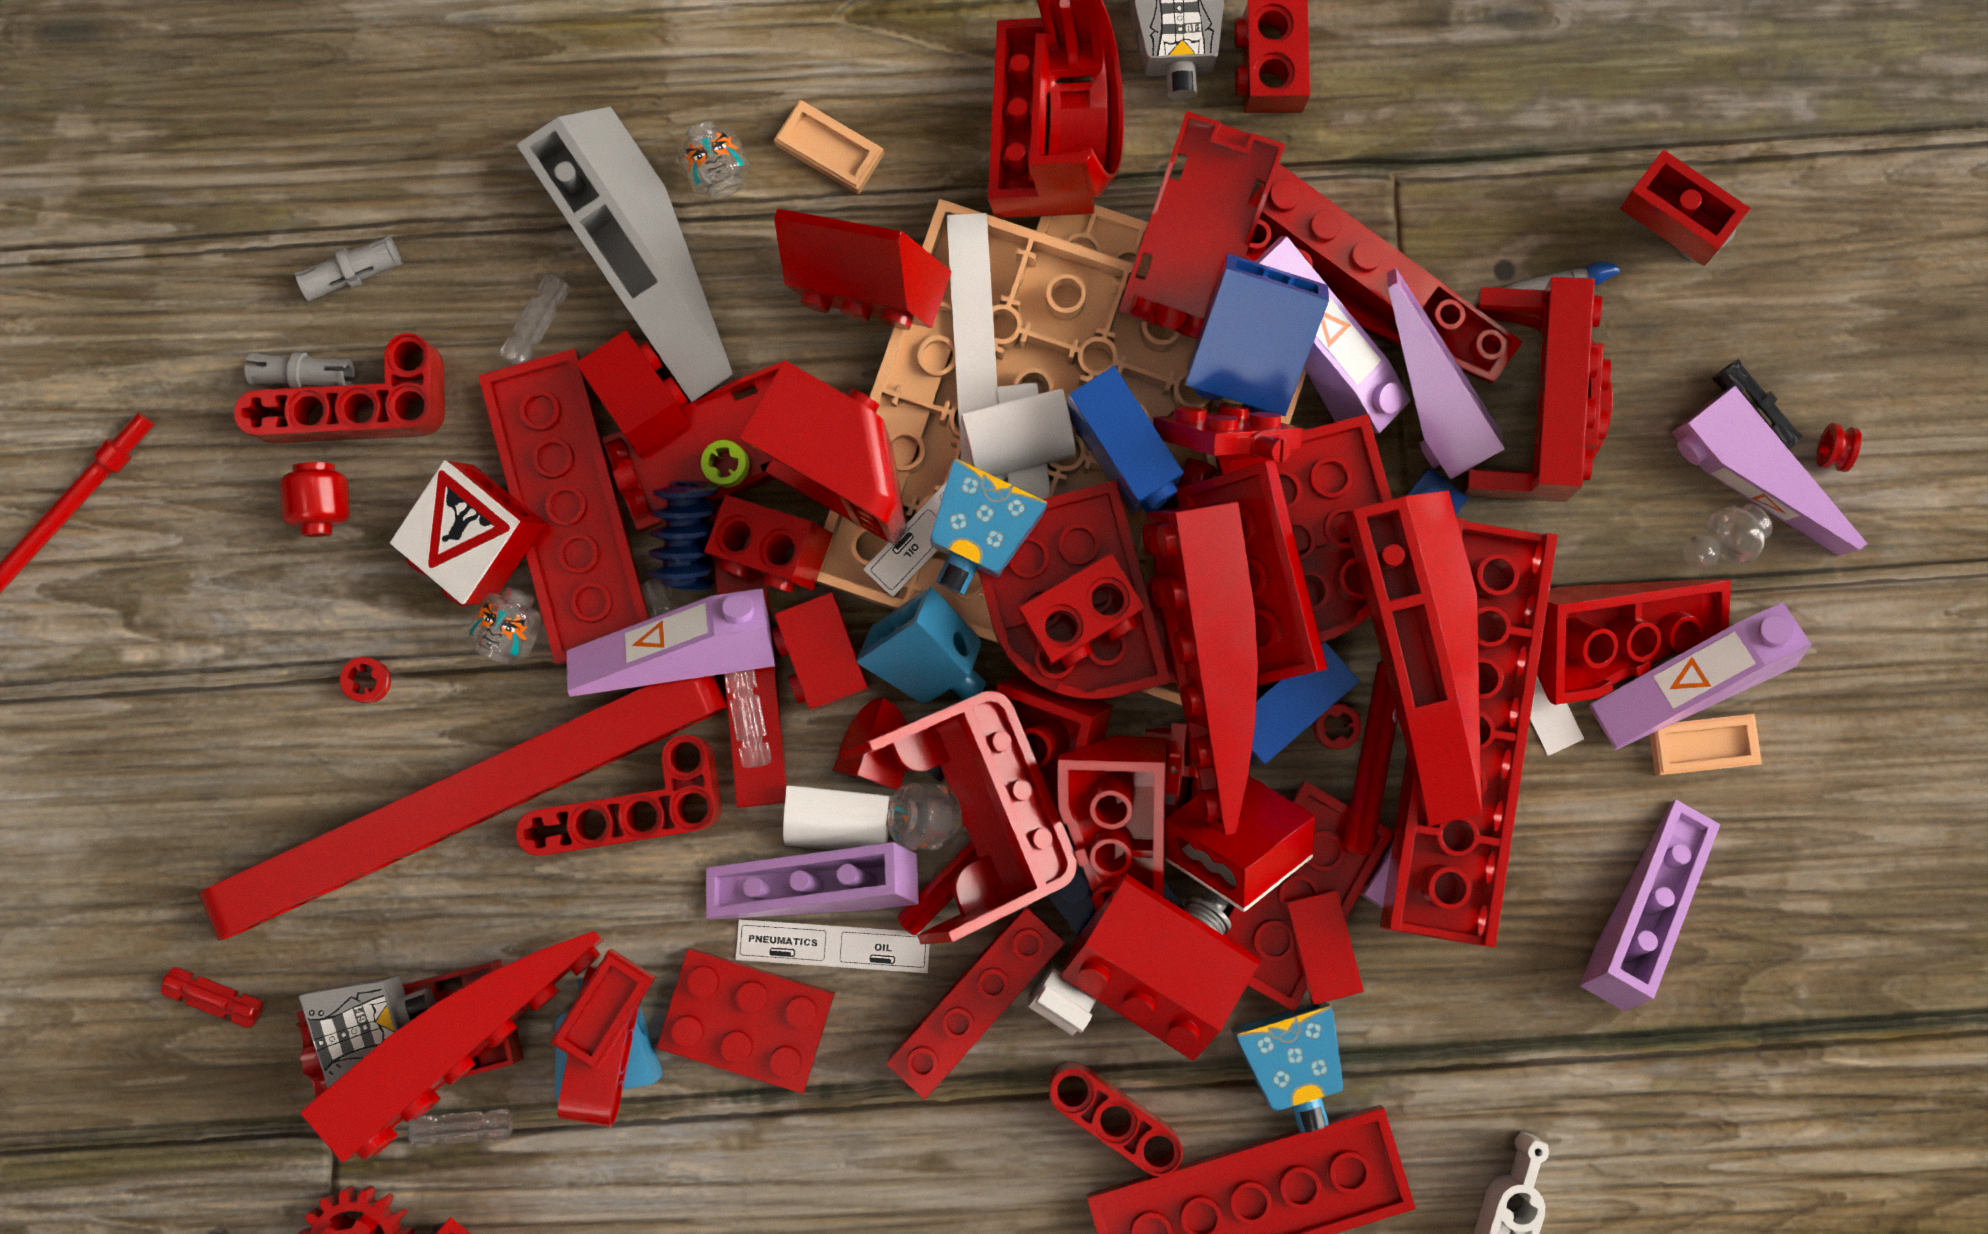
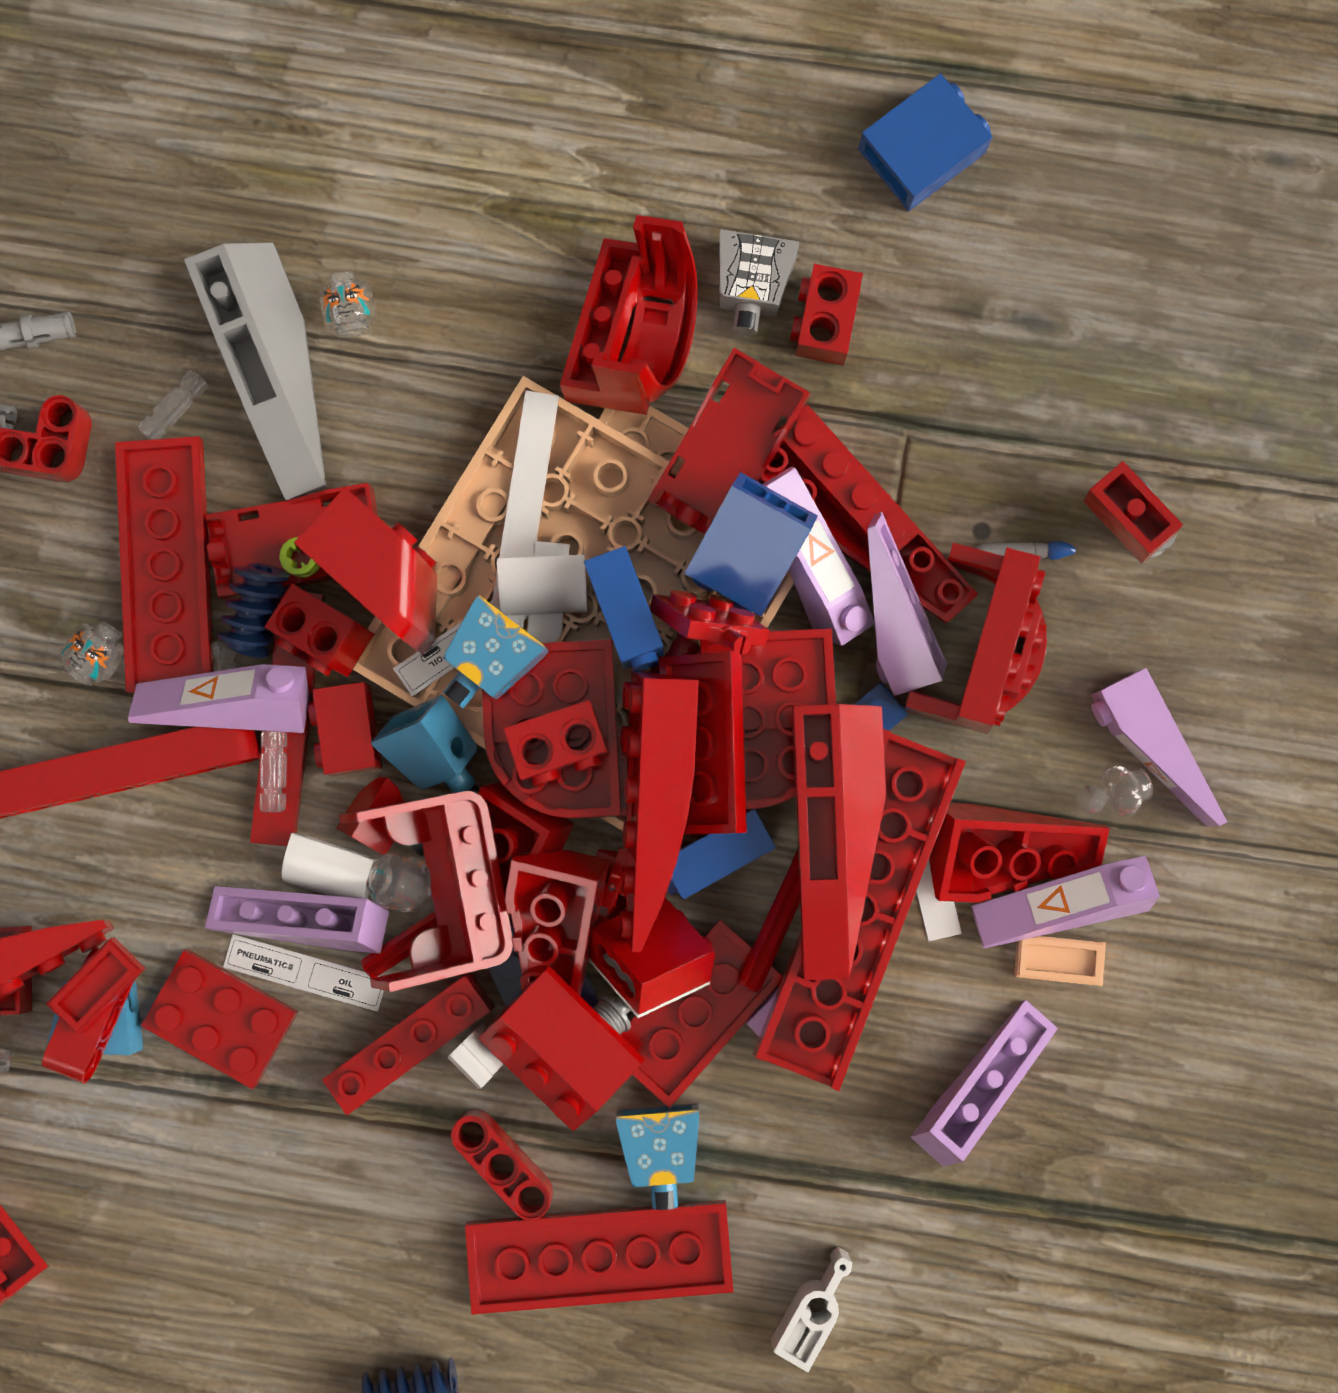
camera: 10 degrees right, 0 degrees up
(466, 533) = (76, 570): piece -> none
(620, 810) = (153, 826): red beam -> none
(634, 393) = (238, 483): red brick -> none
(829, 146) = (445, 313): light nougat tile -> none
(859, 269) = (442, 422): red slope -> none
(1324, 947) = (704, 1060): red tile -> none
(1337, 742) = (756, 893): red bush -> none
(1738, 376) = (1154, 663): black pin -> none
(1839, 447) = (1224, 736): red bush -> none

